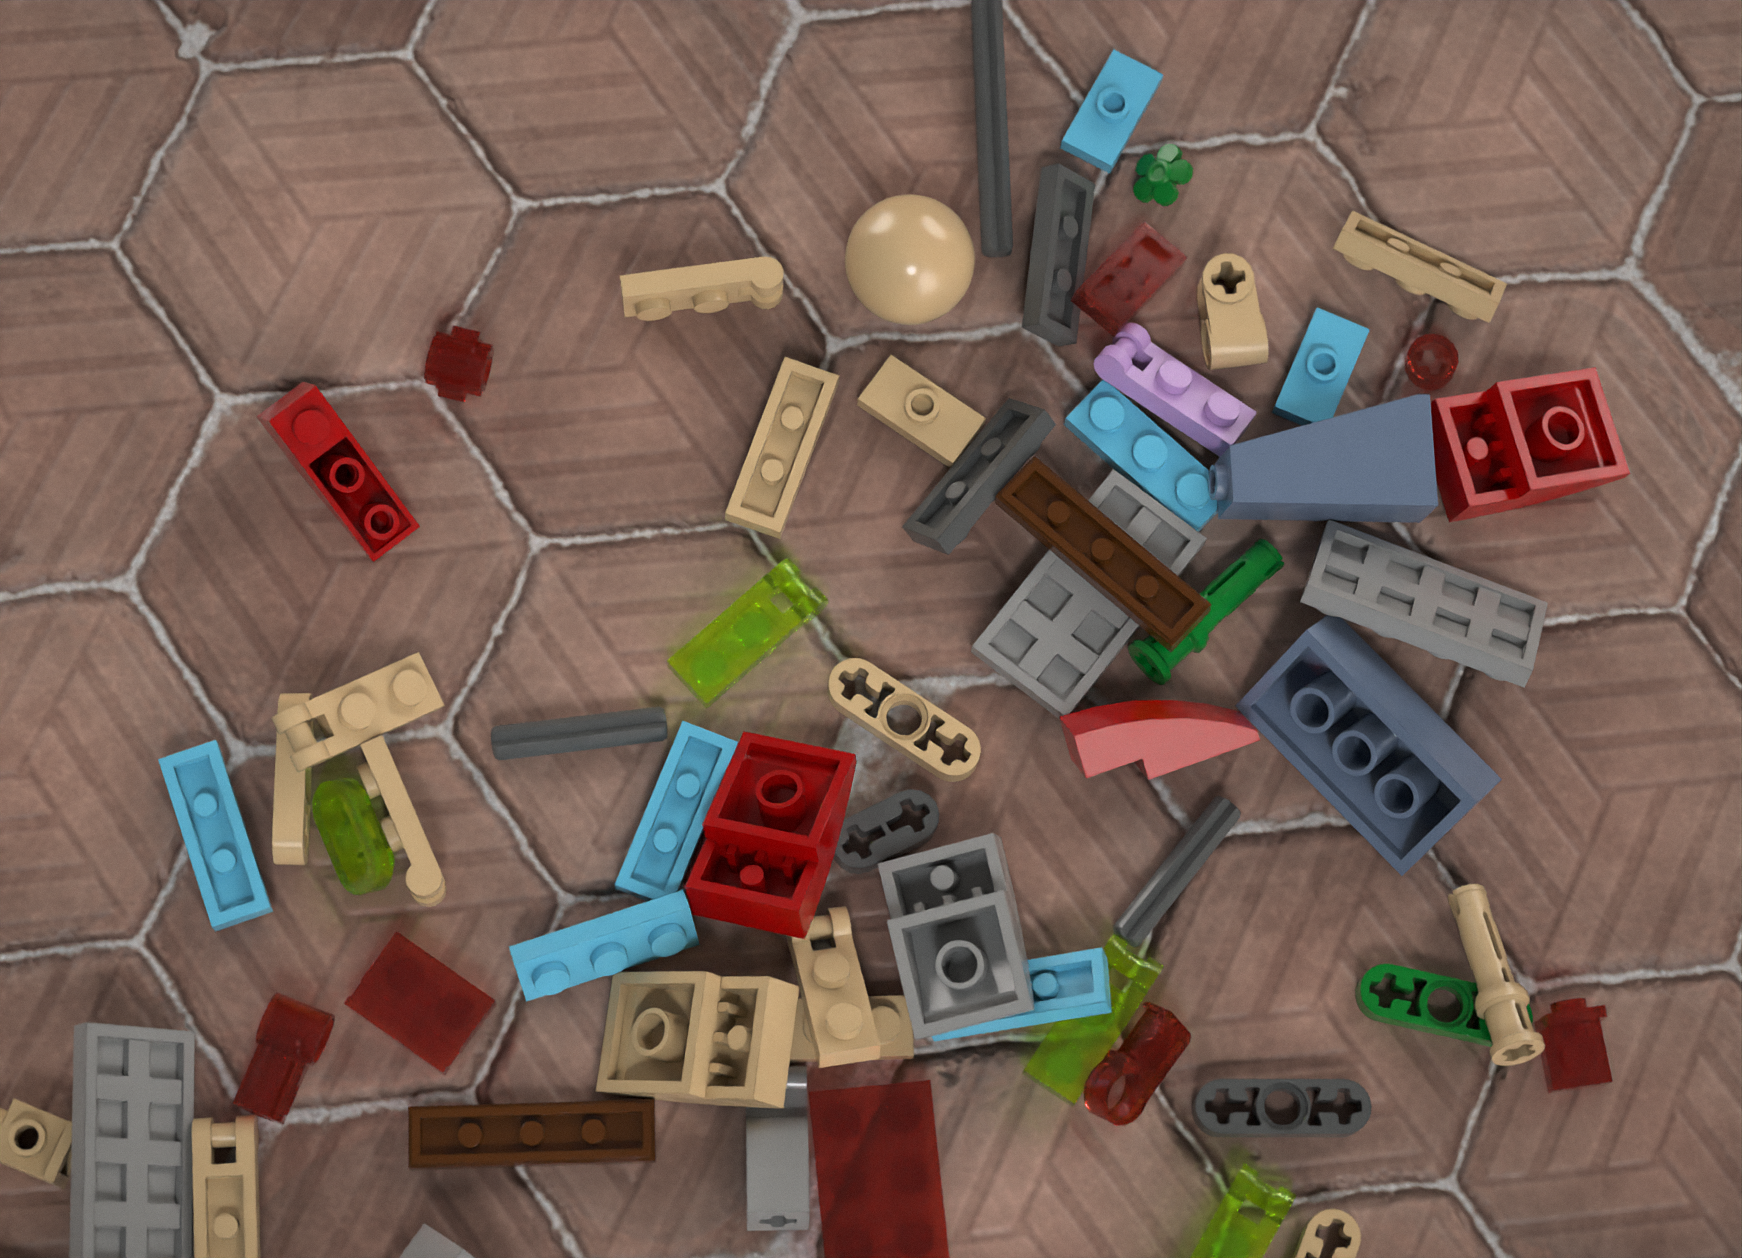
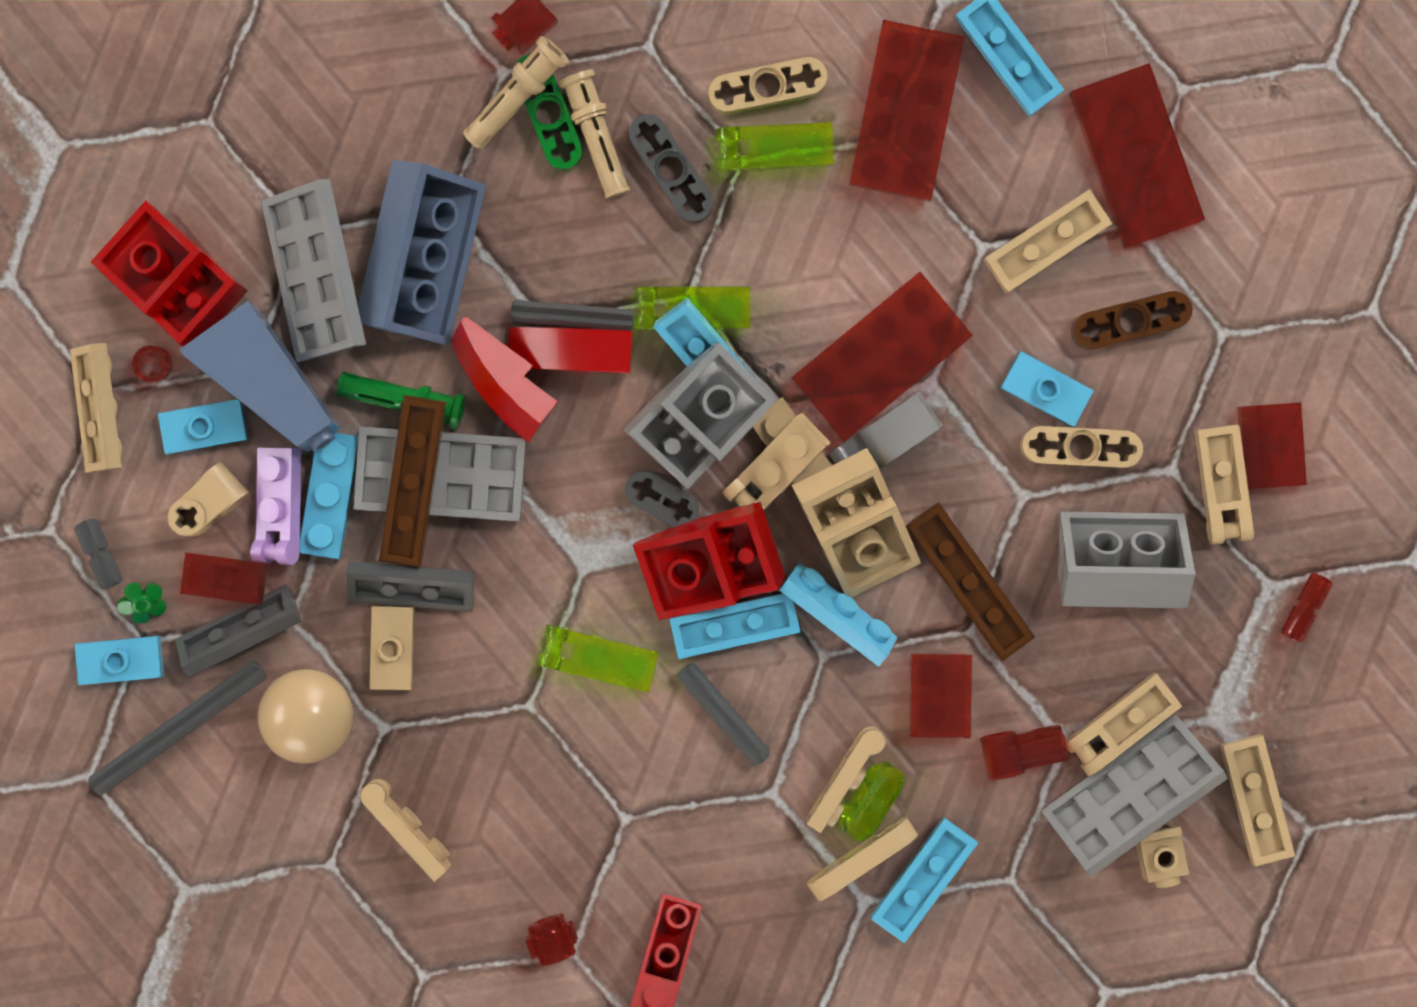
camera: 120 degrees left, 15 degrees up
(359, 711) = (800, 847): tan plate -> none
(782, 447) = (471, 714): tan plate -> none
(859, 706) = (598, 564): tan beam -> none
(1134, 843) = (573, 349): none -> red slope
(1144, 1062) = (699, 265): clear red piece -> none
(1235, 162) = (95, 545): none -> dark grey piece
(1308, 1026) = (589, 114): none -> tan pin

